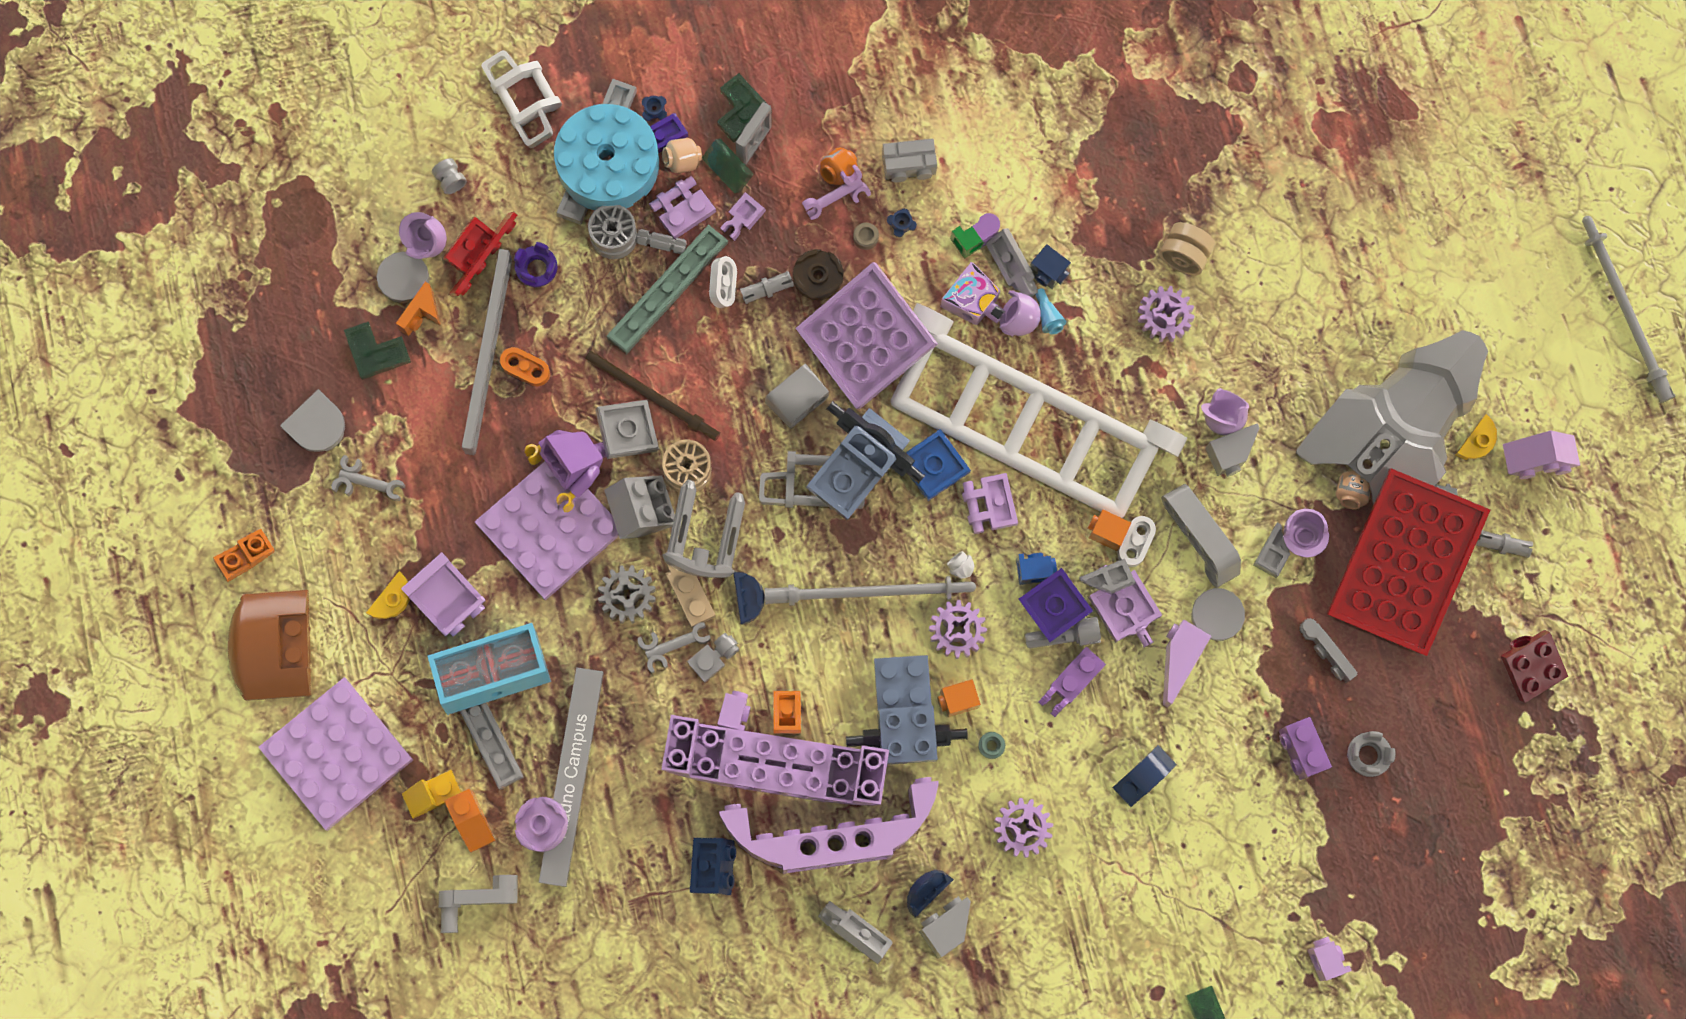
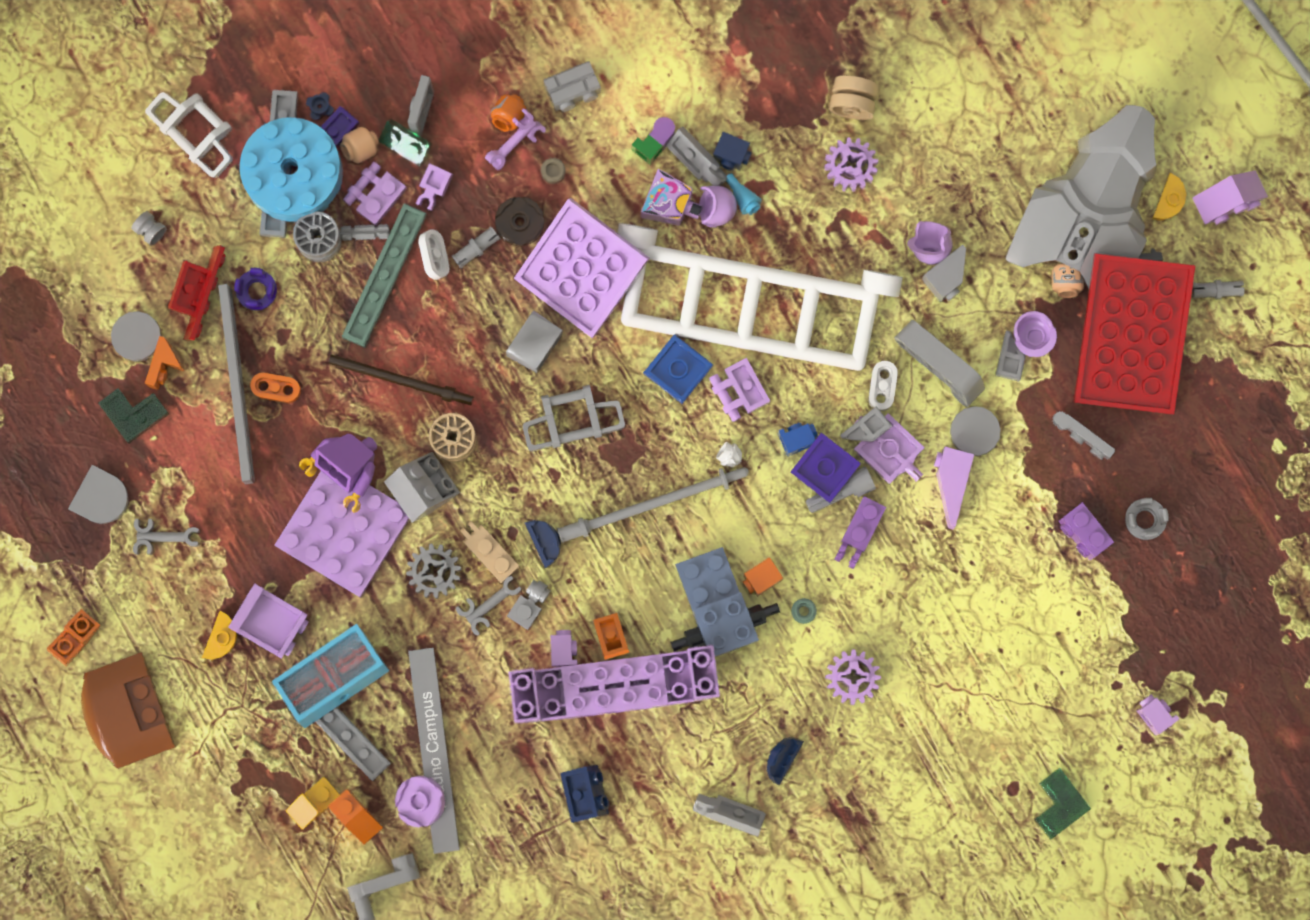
camera: 10 degrees left, 5 degrees up
(335, 753) = (215, 792): lavender plate -> none
(422, 235) = (142, 293): lavender helmet -> none
(627, 429) = (387, 418): light grey plate -> none
(698, 565) = (490, 518): light grey piece -> none
(745, 103) = (405, 80): clear green plate -> none
(860, 460) = (610, 386): sand blue piece -> none
(882, 836) = (729, 723): lavender slope -> none
(901, 215) = (582, 141): dark blue plate -> none
(949, 929) = (811, 788): light grey slope -> none
(966, 637) = (753, 520): lavender gear -> none
(1108, 529) = (854, 382): orange brick -> none
(1144, 776) = (949, 598): dark blue brick -> none
(1534, 665) = (1272, 394): dark red plate -> none

